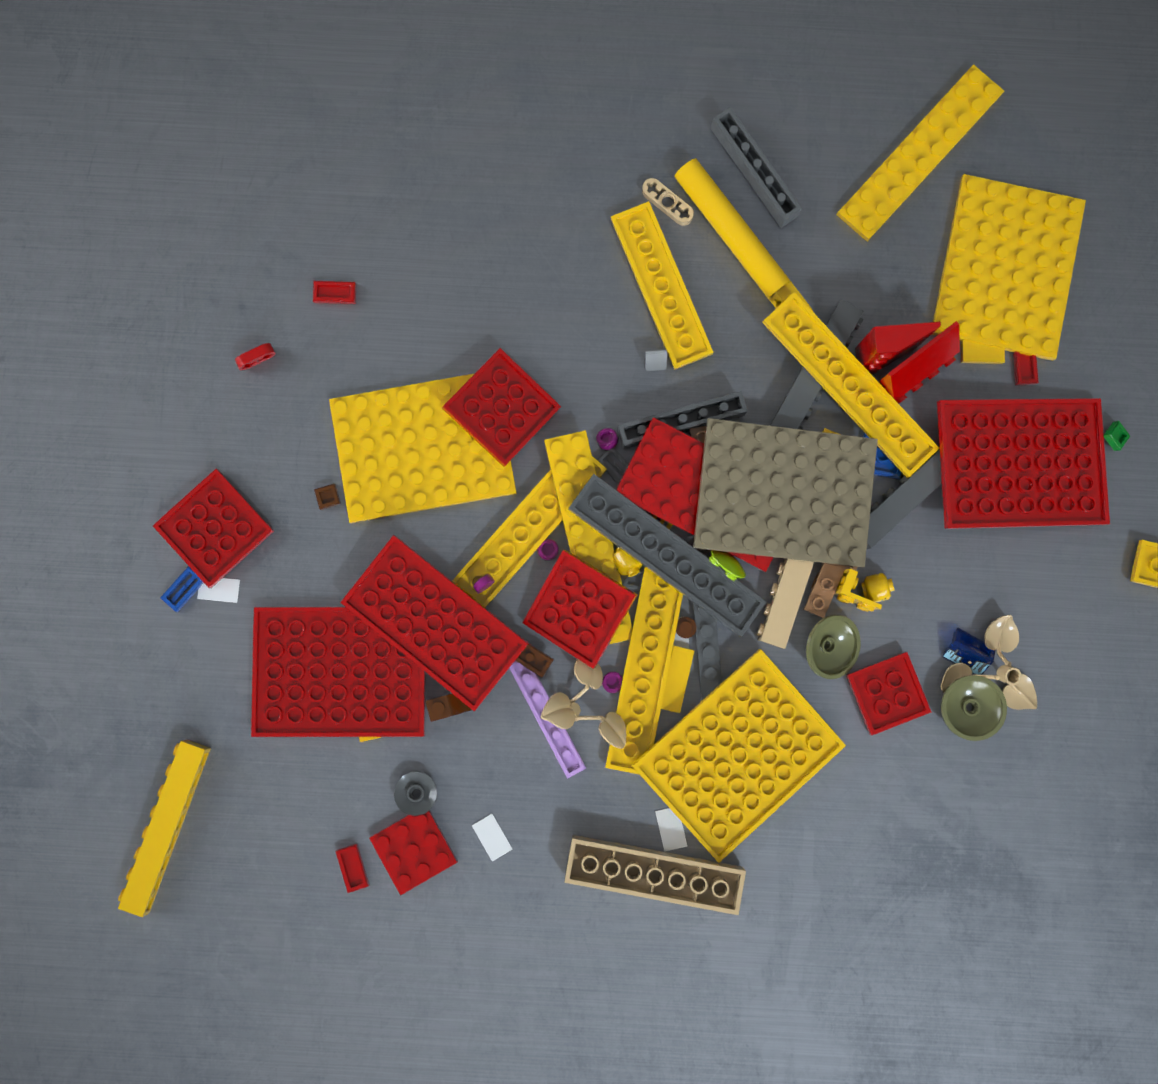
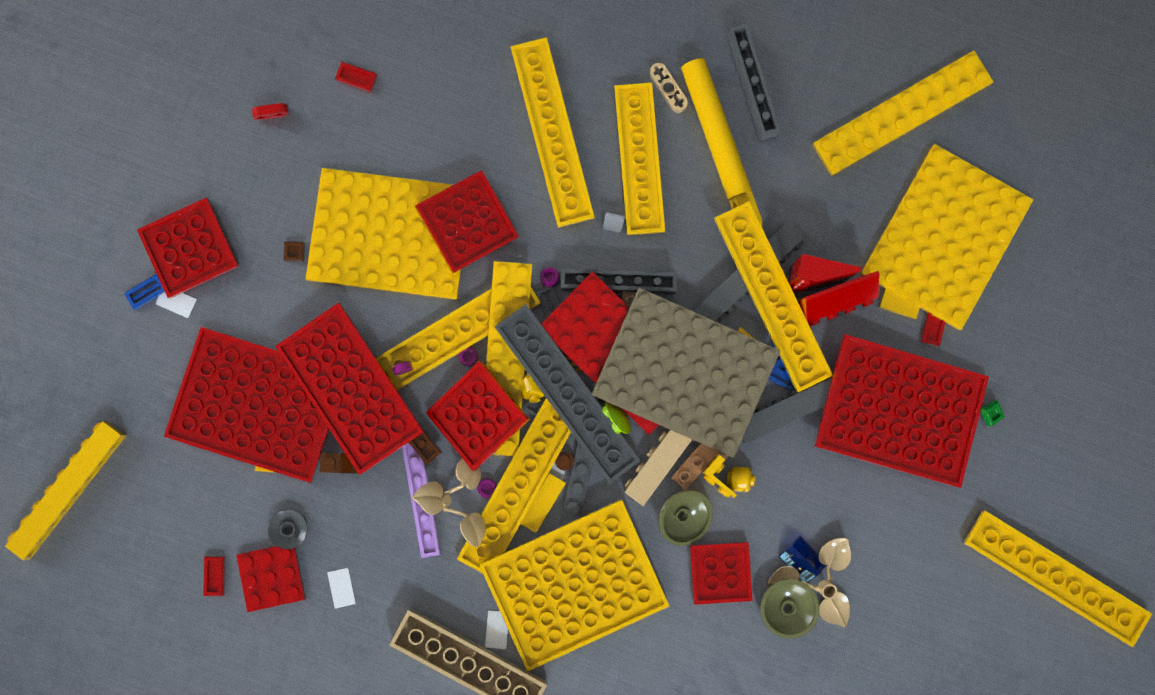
camera: 15 degrees right, 0 degrees up
(561, 286) = (552, 132): none -> yellow plate

